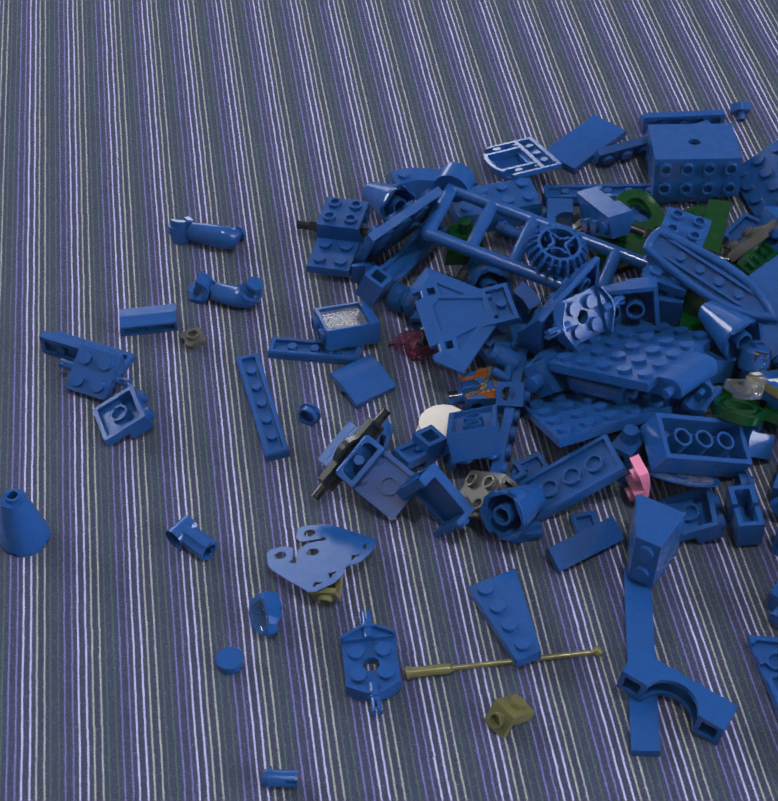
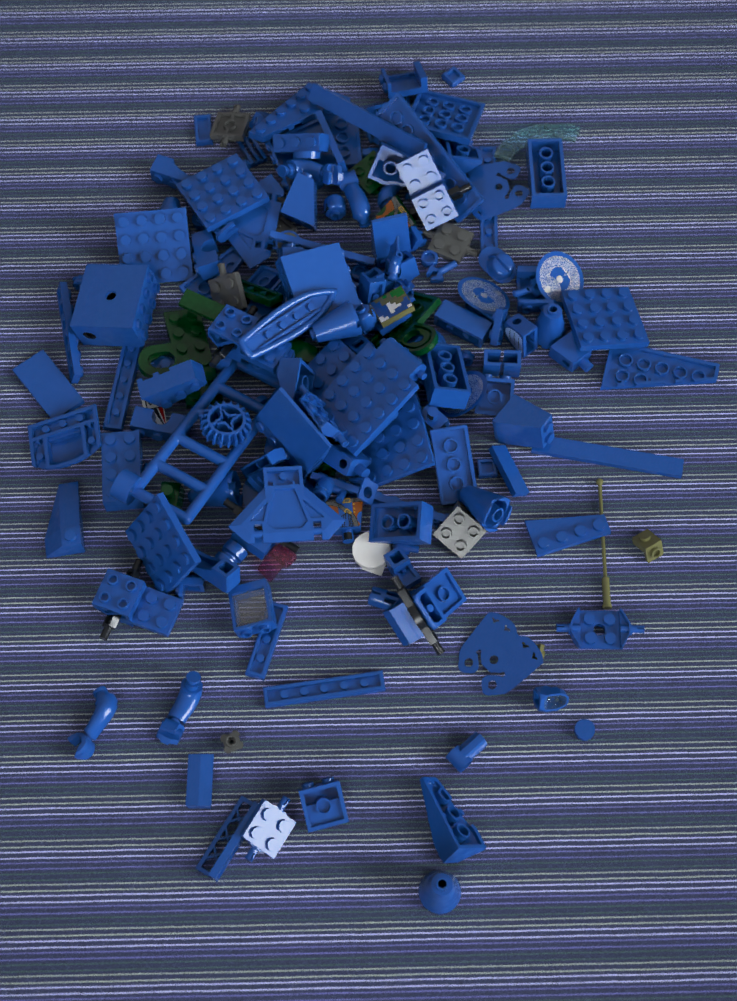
camera: 85 degrees left, 20 degrees up
(97, 533) = (449, 830): none -> blue wedge
(279, 778) = (689, 700): blue pin -> none
(309, 414) = (343, 650): blue plate -> none
(363, 381) = (312, 604): blue slope -> none
(387, 198) = (93, 556): blue cone -> none
(439, 497) = (472, 556): blue panel -> none
(527, 466) = (427, 493): blue slope -> none
(638, 480) = (467, 417): bright pink slope -> none
(649, 677) = (635, 452): blue arch -> none
(681, 117) = (44, 305): blue fence -> none
(740, 109) = (41, 257): blue tile -> none
(748, 388) = (397, 329): clear bracket -> none

